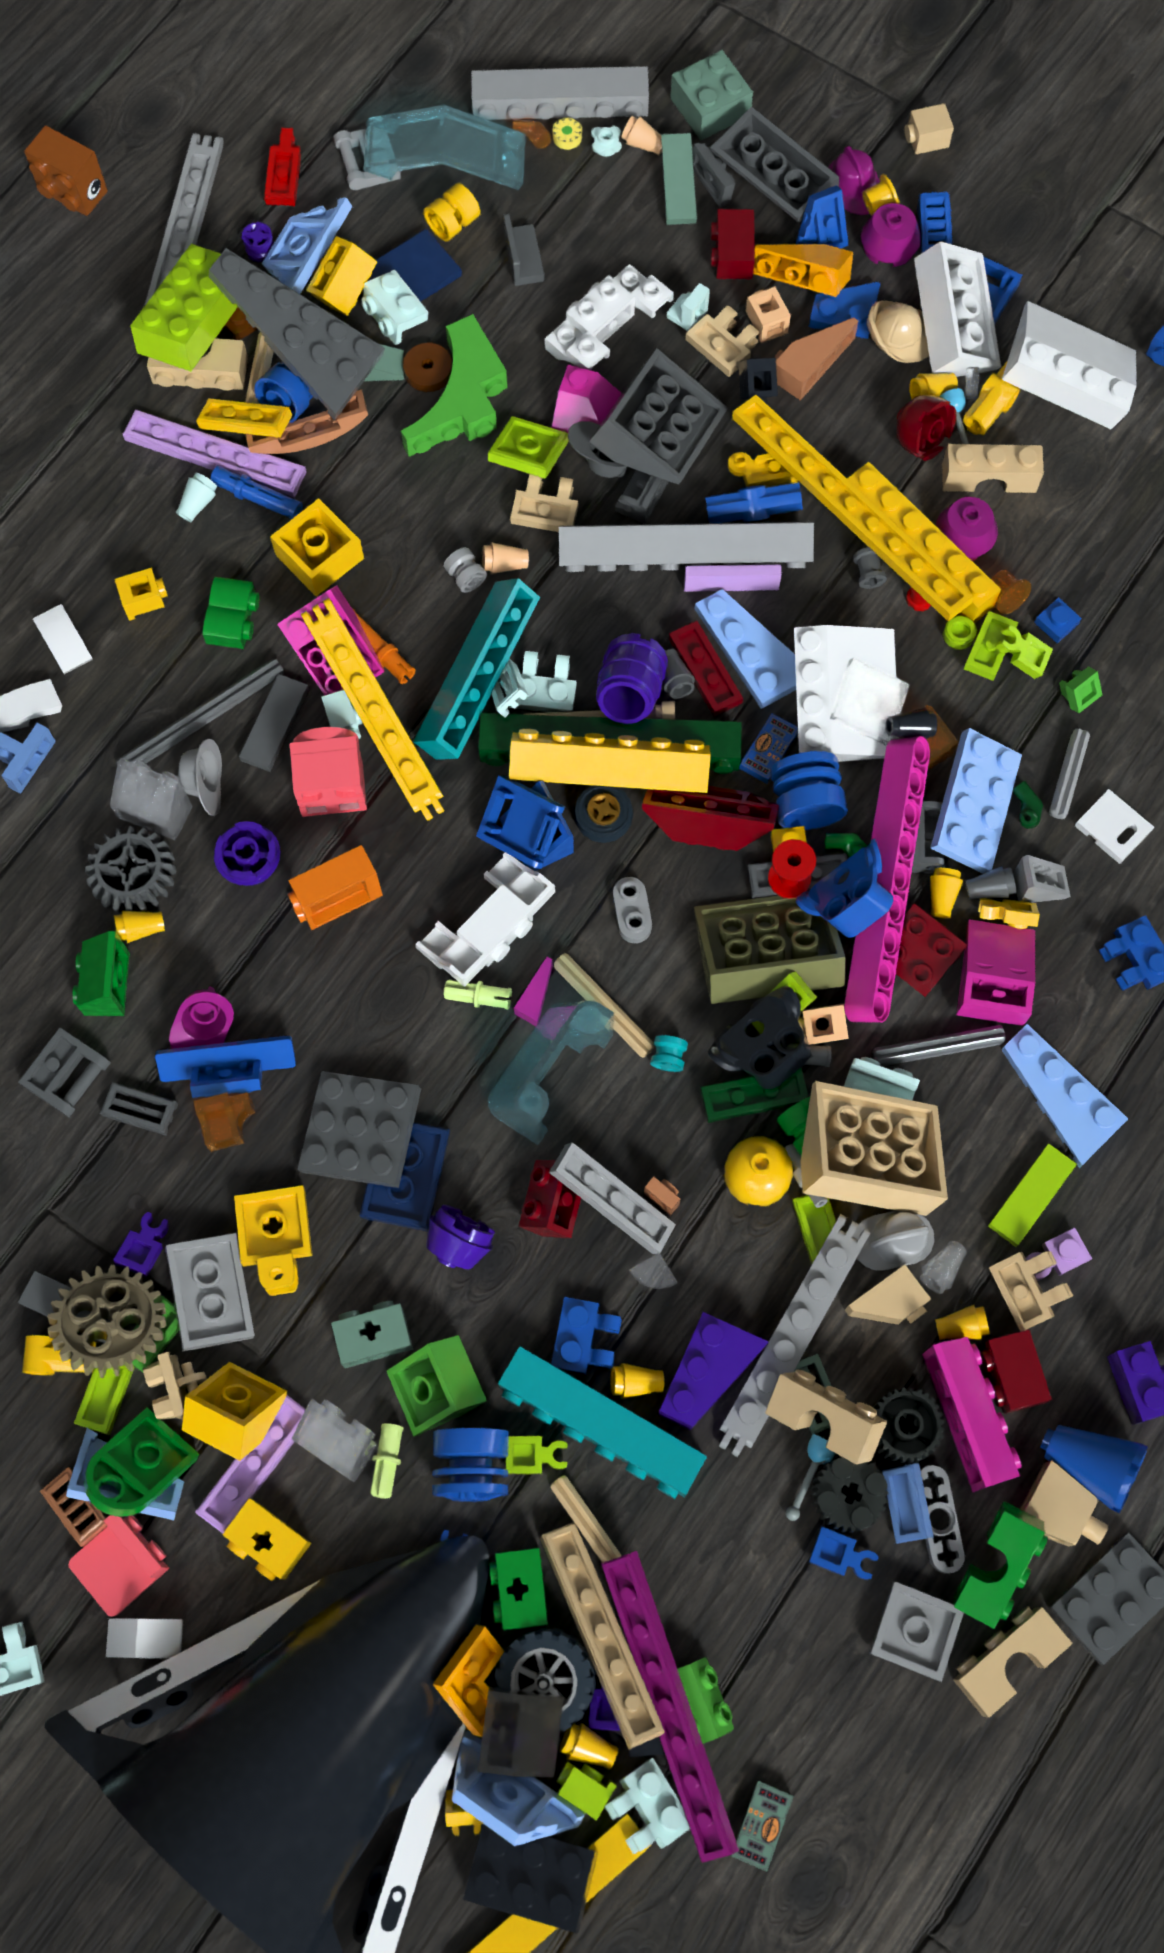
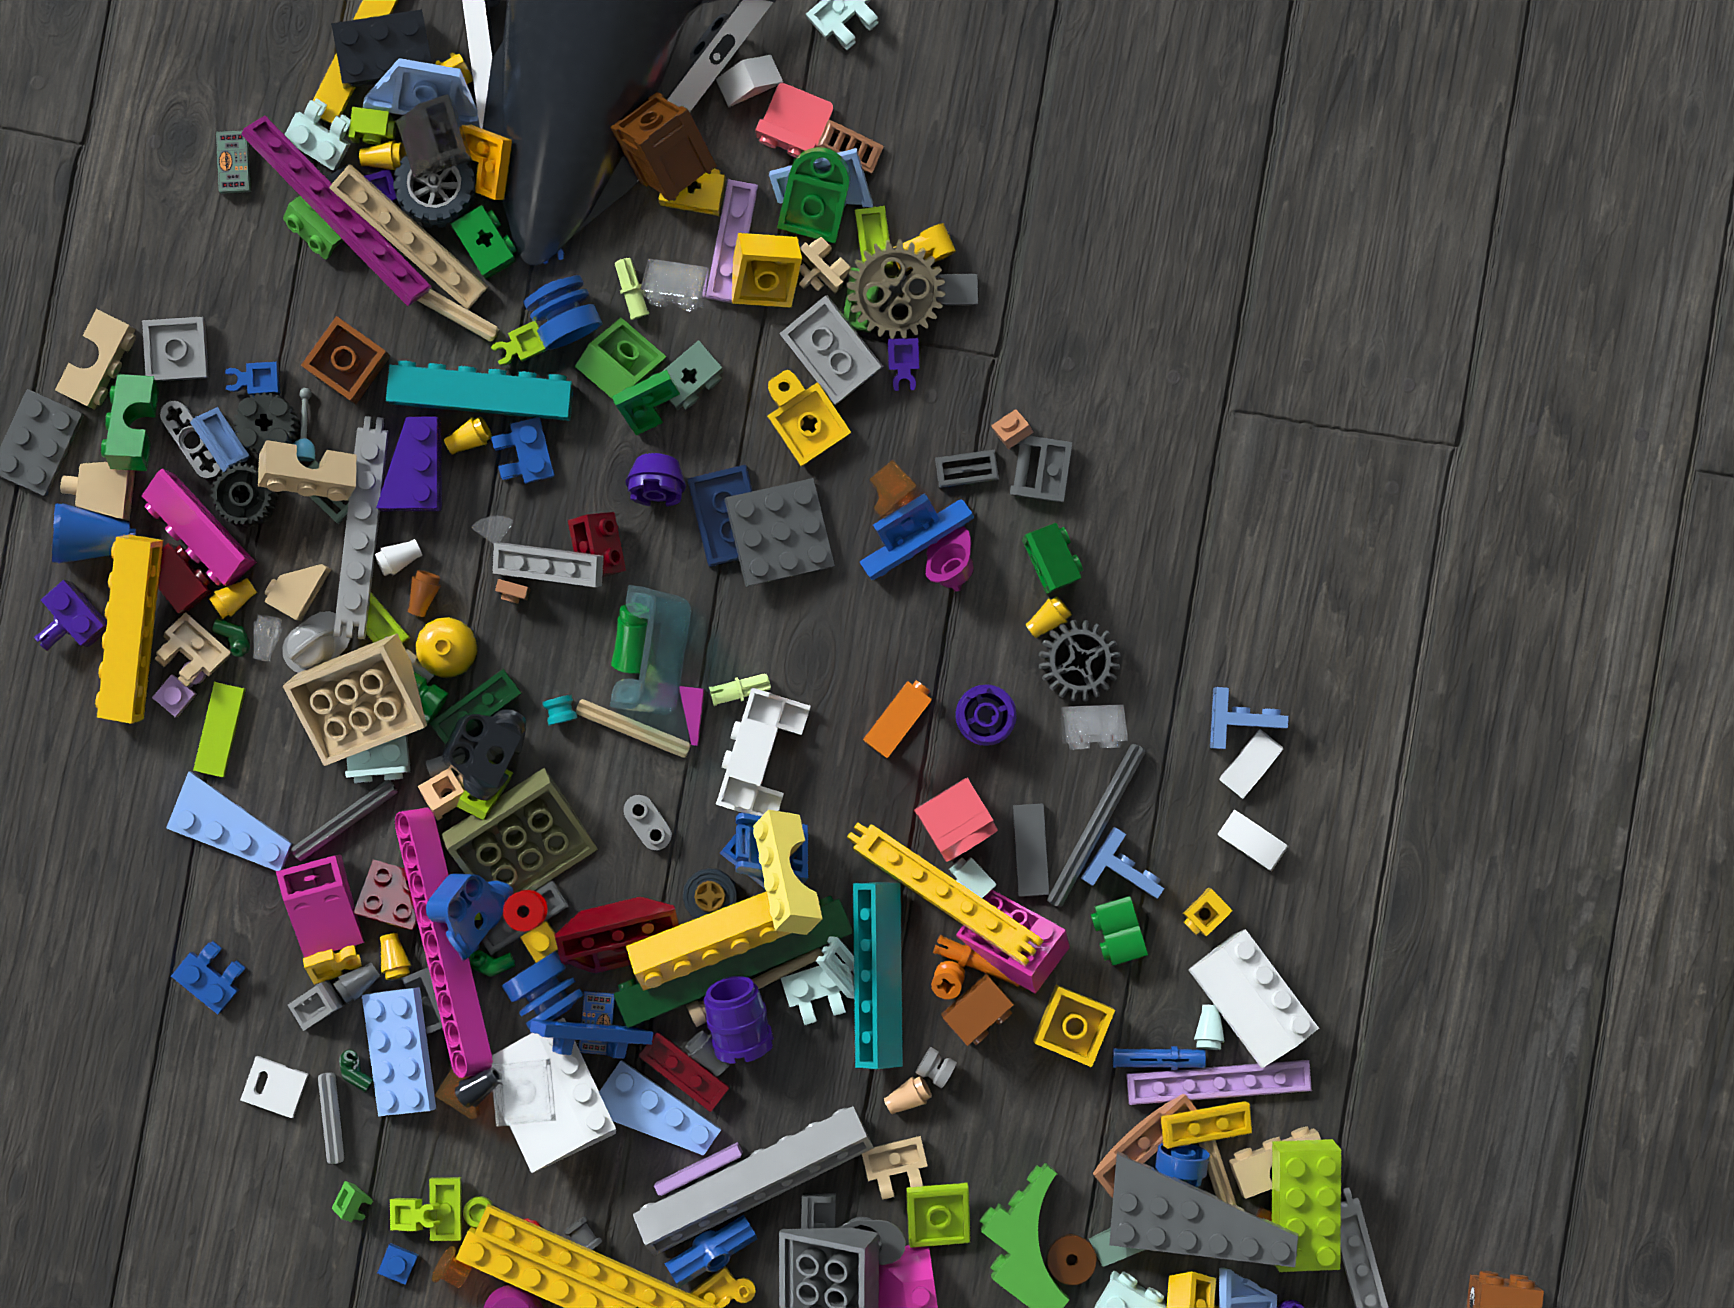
camera: 145 degrees right, 15 degrees up
(70, 1124) = (1012, 429): none -> nougat plate
(139, 501) = (1253, 998): none -> white slope
(201, 775) = (1064, 767): light grey piece -> none
(202, 682) = (1121, 865): none -> medium blue bracket
(268, 1594) = (663, 146): none -> reddish brown container
(399, 595) = (978, 1010): none -> dark orange brick
(413, 638) = (953, 974): none -> orange wheel
(438, 1322) = (639, 401): none -> green plate
(523, 744) = (791, 902): none -> light yellow arch
(564, 1078) = (629, 642): none -> green plant
(731, 1524) = (346, 360): none -> dark orange brick
(757, 1237) = (423, 591): none -> dark orange cone
(760, 720) = (567, 1032): none -> blue hinge
(769, 1286) = (396, 557): none -> white cone
(975, 1283) = (236, 635): none -> dark green arm
(1088, 1337) = (129, 628): none -> yellow brick

